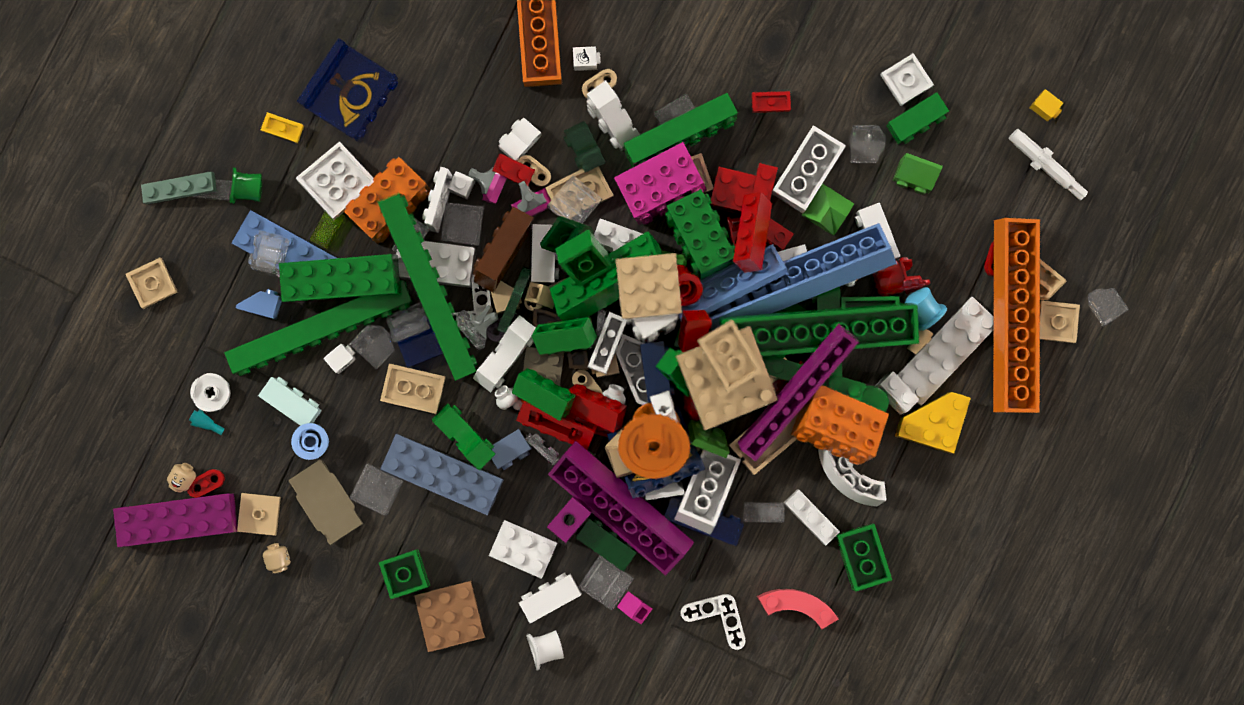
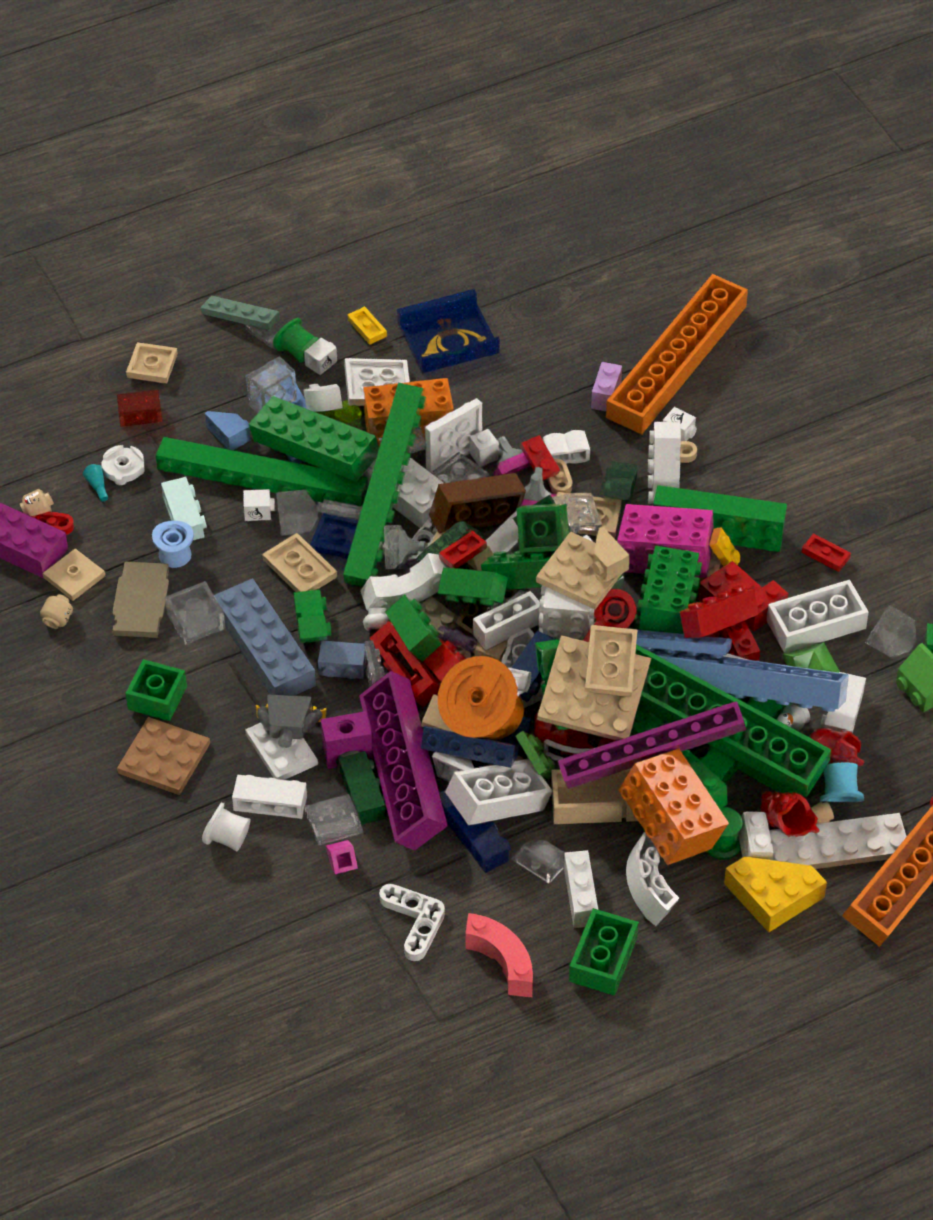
camera: 35 degrees right, 35 degrees down
(178, 333) = (139, 408): none -> clear red brick
(272, 183) = (320, 356): none -> white brick
(312, 232) = (323, 397): none -> white brick
(506, 60) = (606, 383): none -> lavender brick
(516, 531) = (289, 717): none -> dark grey torso
(531, 307) = (463, 550): none -> red plate
(577, 376) = (457, 638): none -> clear purple pin
(665, 270) = (609, 556): none -> tan slope
(704, 158) = (723, 548): none -> yellow plate
(908, 360) = (789, 813): none -> red helmet

